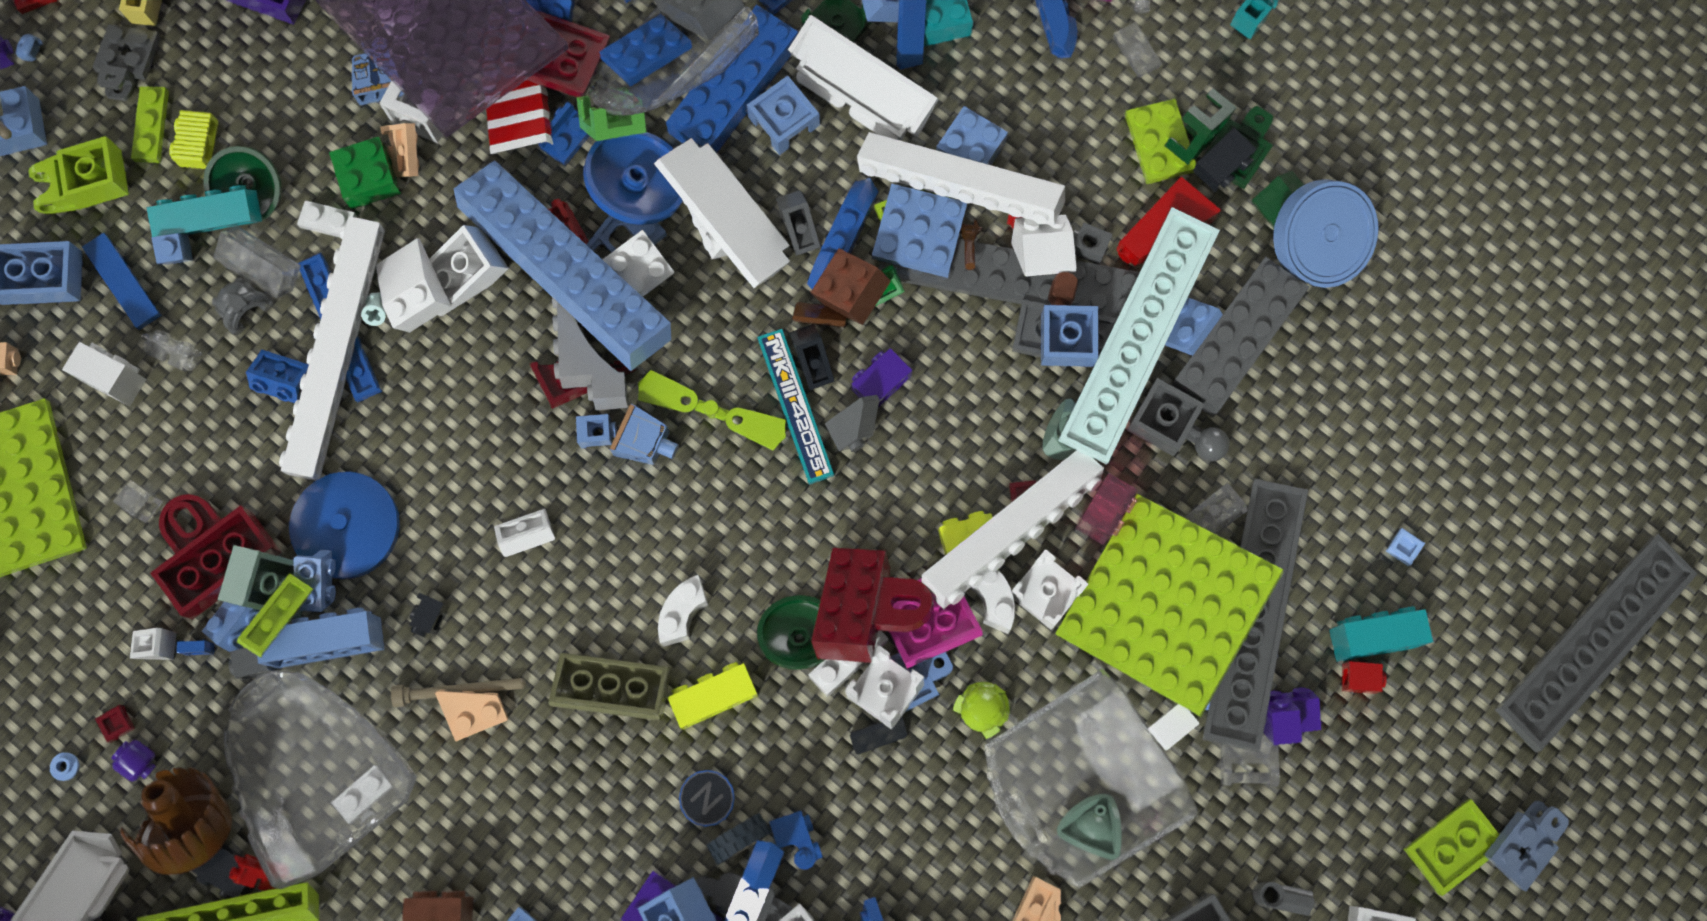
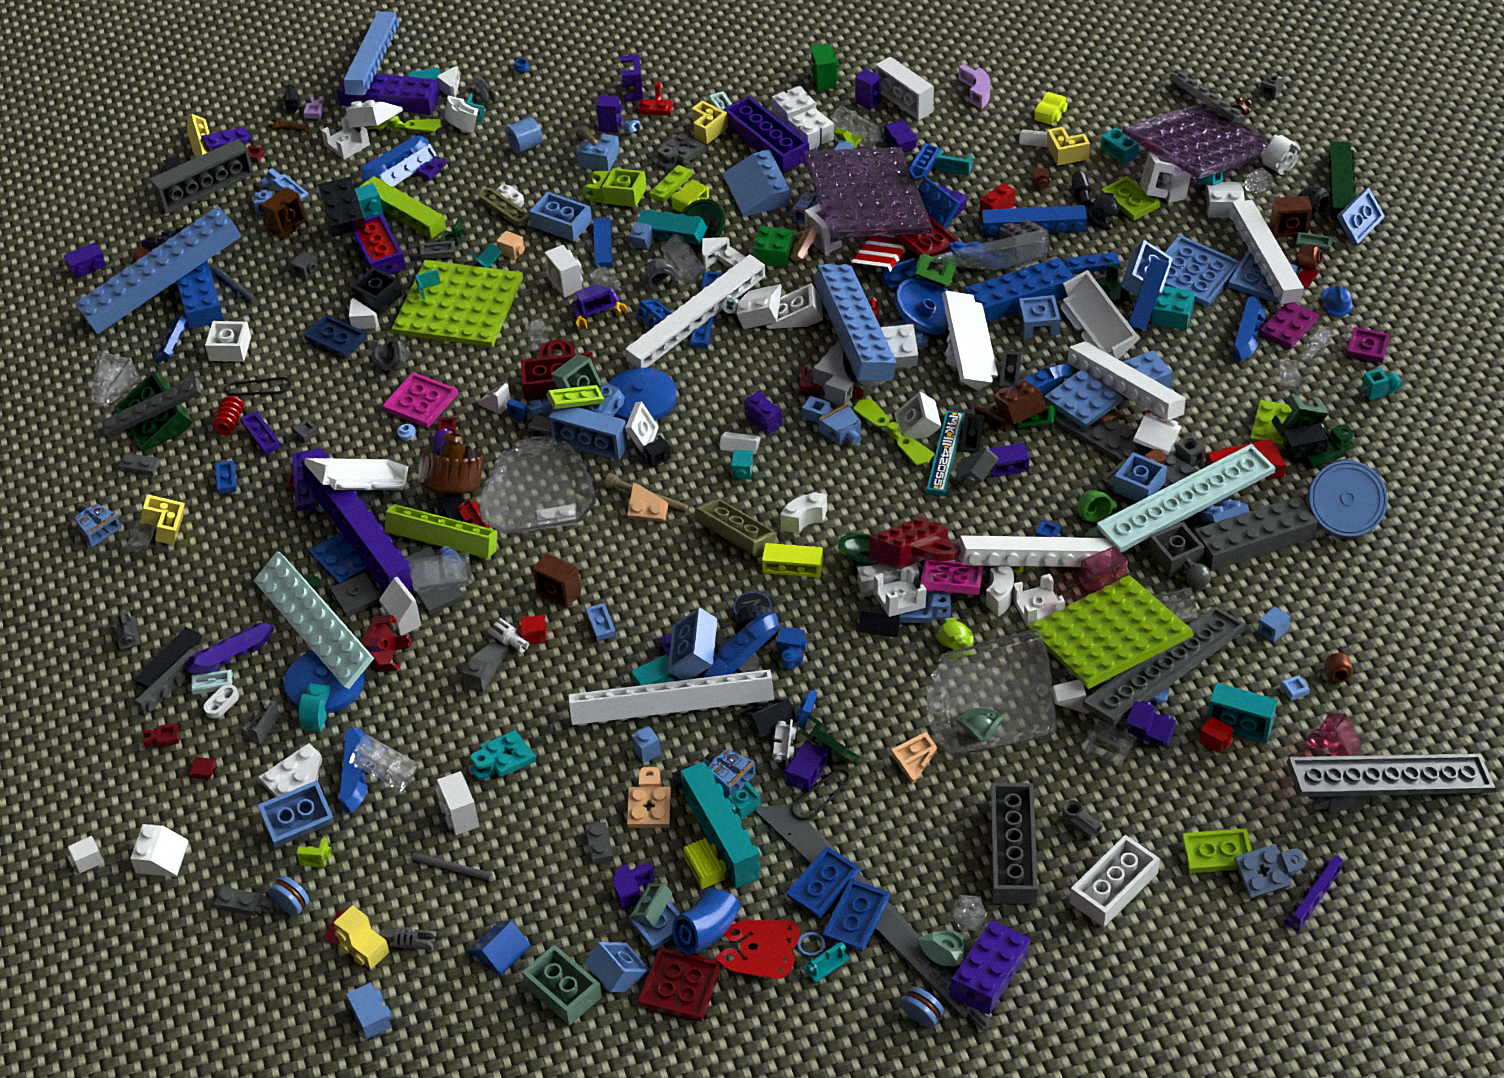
camera: 35 degrees right, 30 degrees down
(48, 702) = (420, 400): none -> dark pink plate
(179, 401) = (593, 300): none -> dark purple torso
(273, 68) = (757, 184): none -> medium blue slope
(284, 219) = (711, 248): none -> white slope
(386, 593) = (641, 426): none -> white plate
(527, 472) = (762, 412): none -> dark purple brick
(554, 575) = (742, 464): none -> teal brick
(730, 371) = (918, 417): none -> white slope
(992, 465) = (1048, 529): none -> blue tile
(1030, 400) = (1100, 505): none -> bright green piece
(1336, 467) = (1274, 624): none -> medium blue brick
(1441, 494) = (1338, 667): none -> copper head
(1504, 609) = (1336, 735): none -> clear pink brick
(1592, 844) = (1314, 895): none -> dark purple hinge

